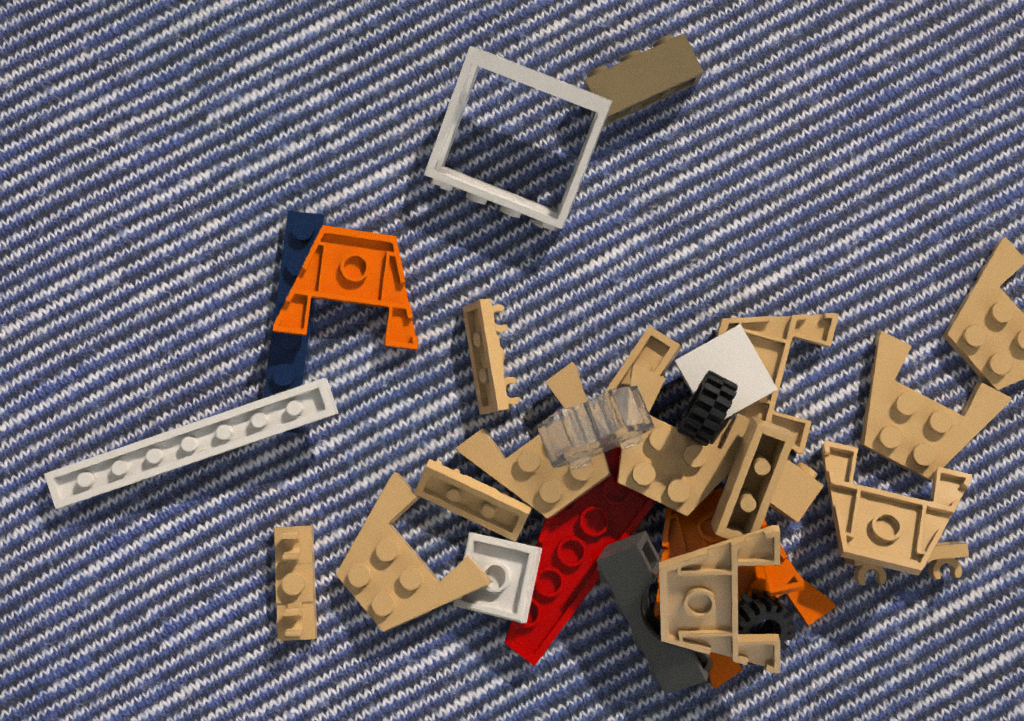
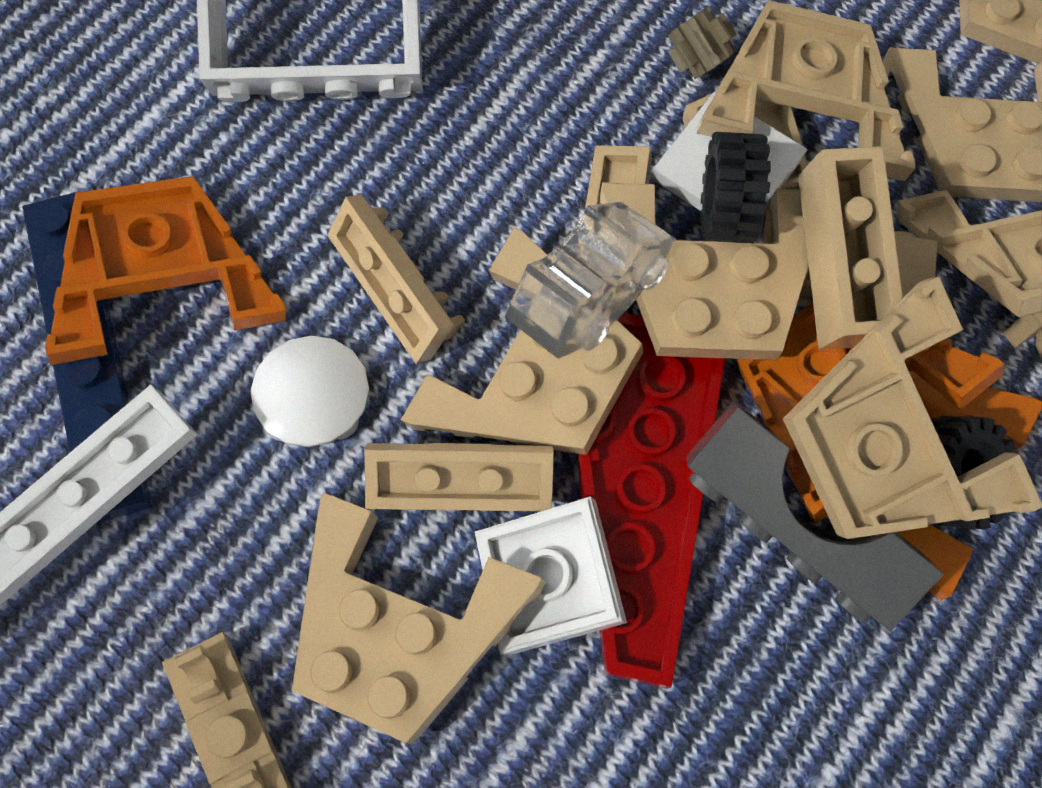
camera: 30 degrees left, 15 degrees down
(412, 405) = (310, 391): none -> white dish
(756, 277) = (702, 42): none -> dark tan gear
(813, 332) = (814, 66): none -> tan wing

